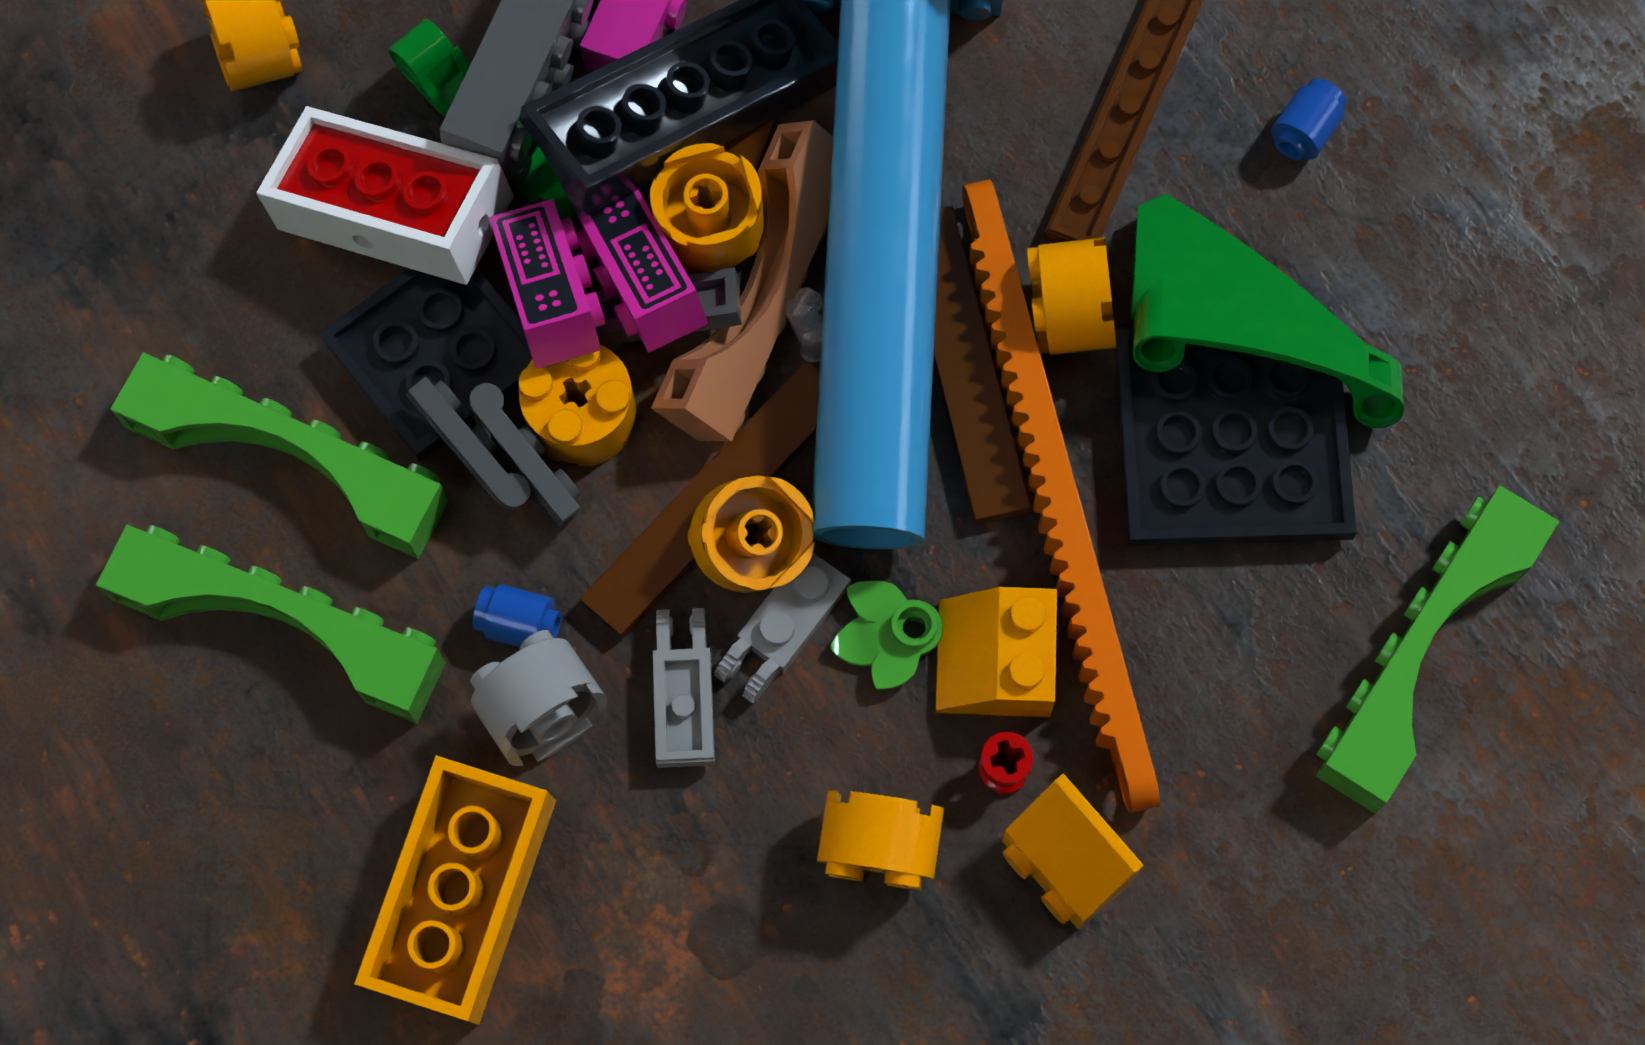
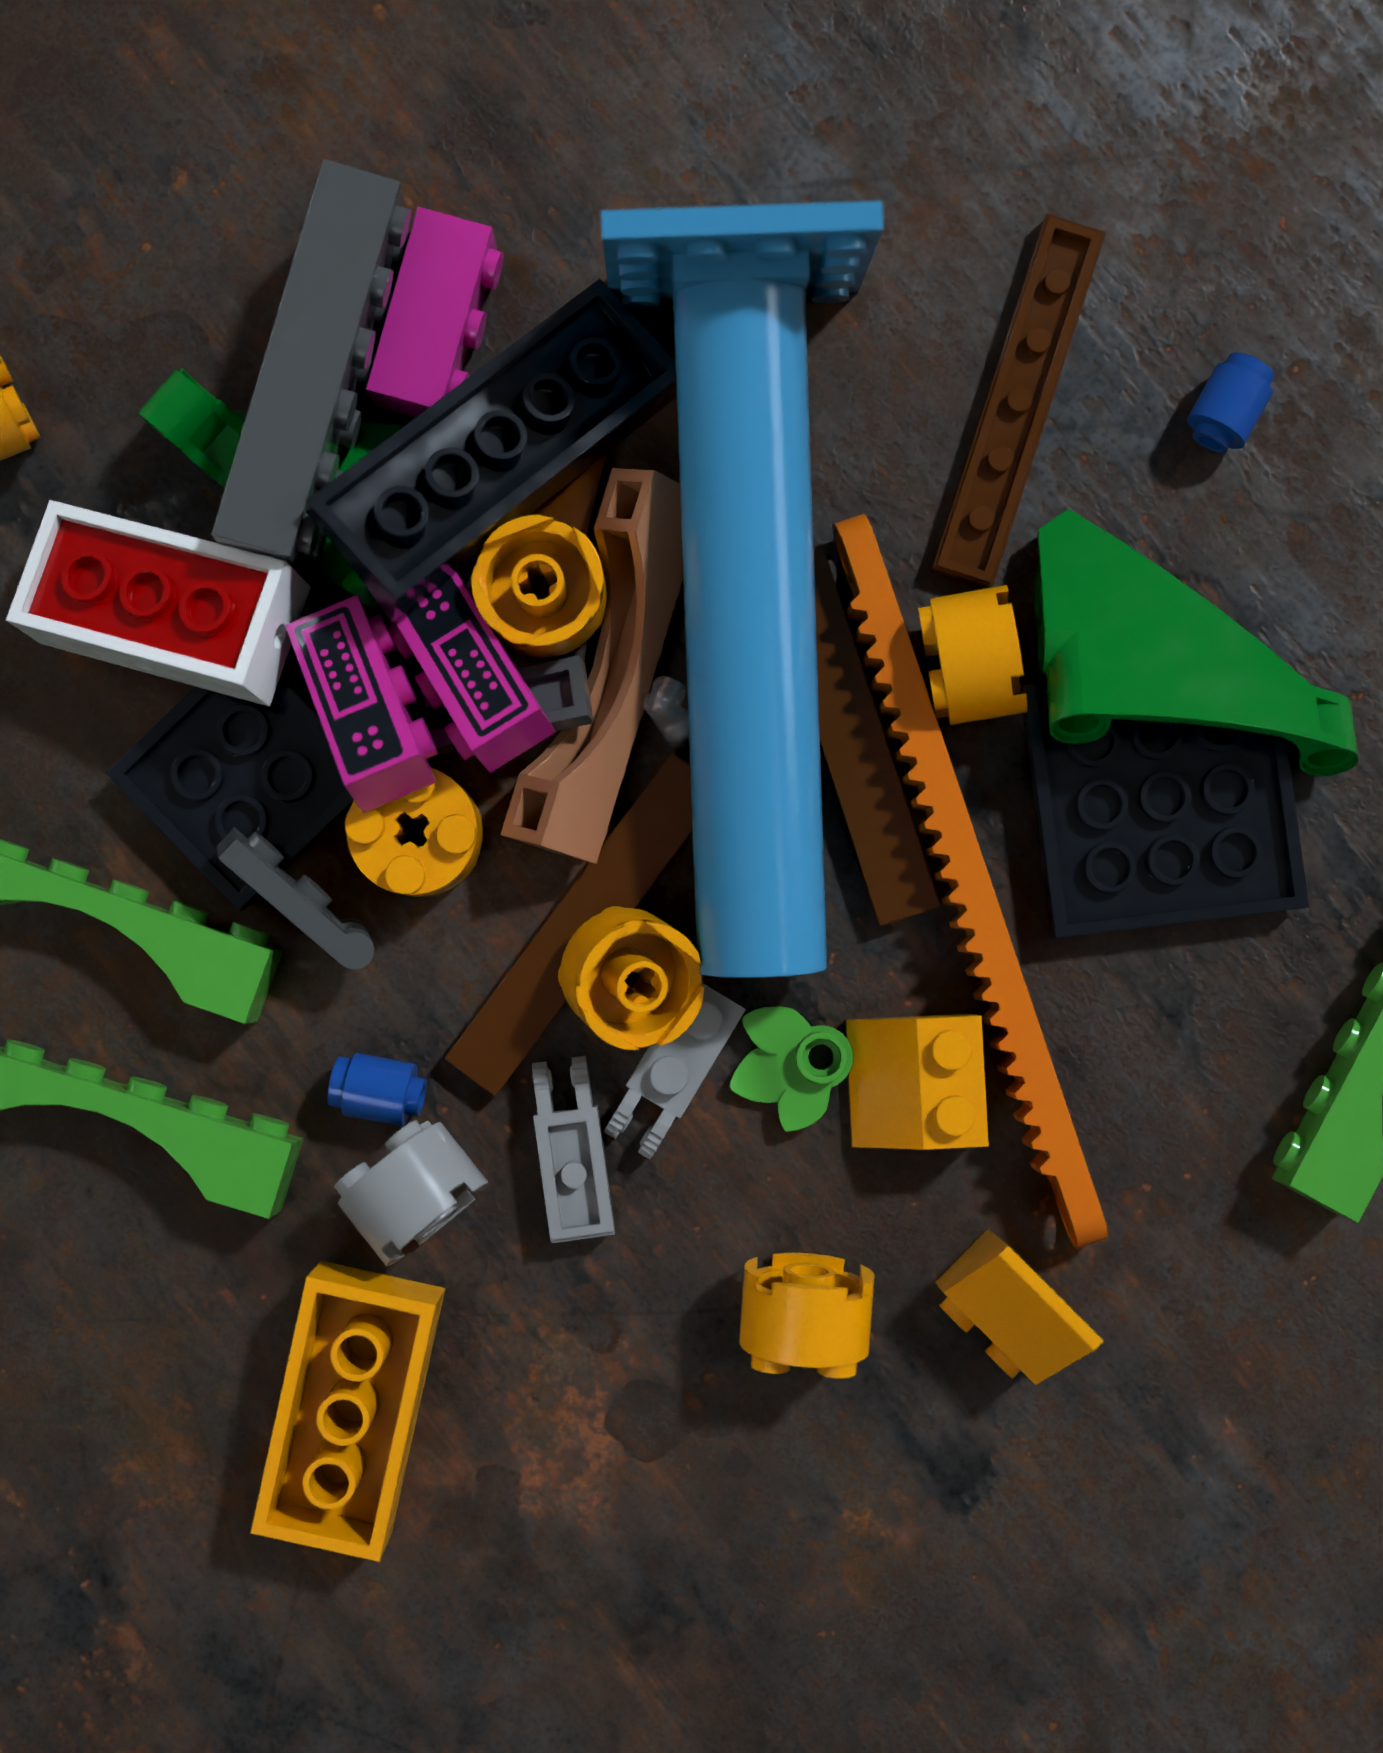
camera: 15 degrees left, 15 degrees up
(523, 452) = (359, 901): dark grey plate -> none
(1015, 748) = (954, 1212): red bush -> none

